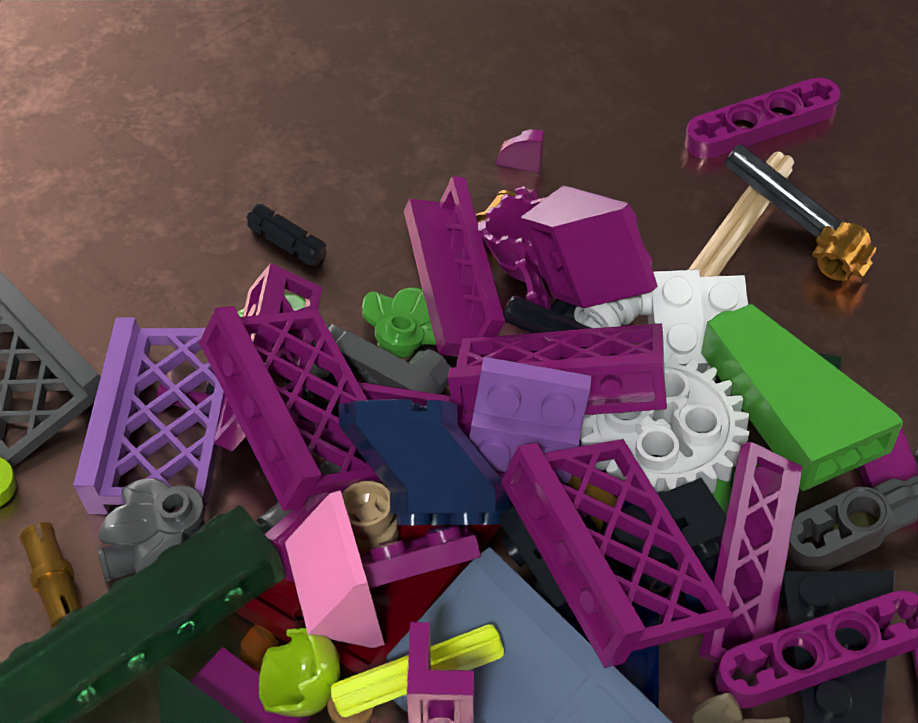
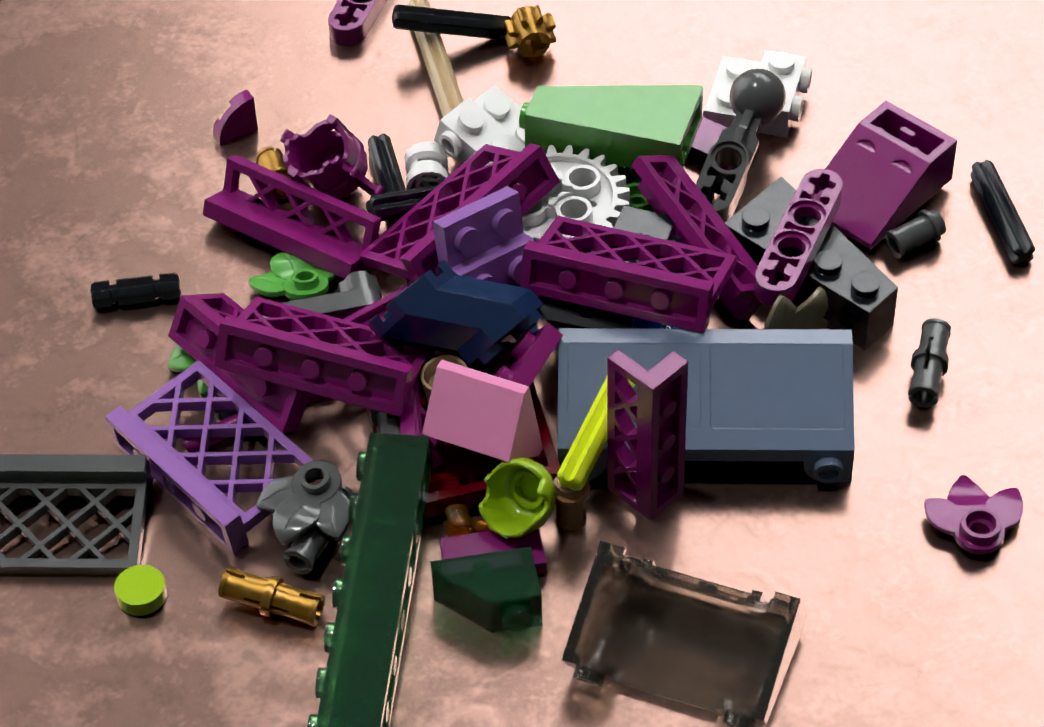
camera: 45 degrees left, 5 degrees down
(589, 248) = (393, 127): magenta slope -> none

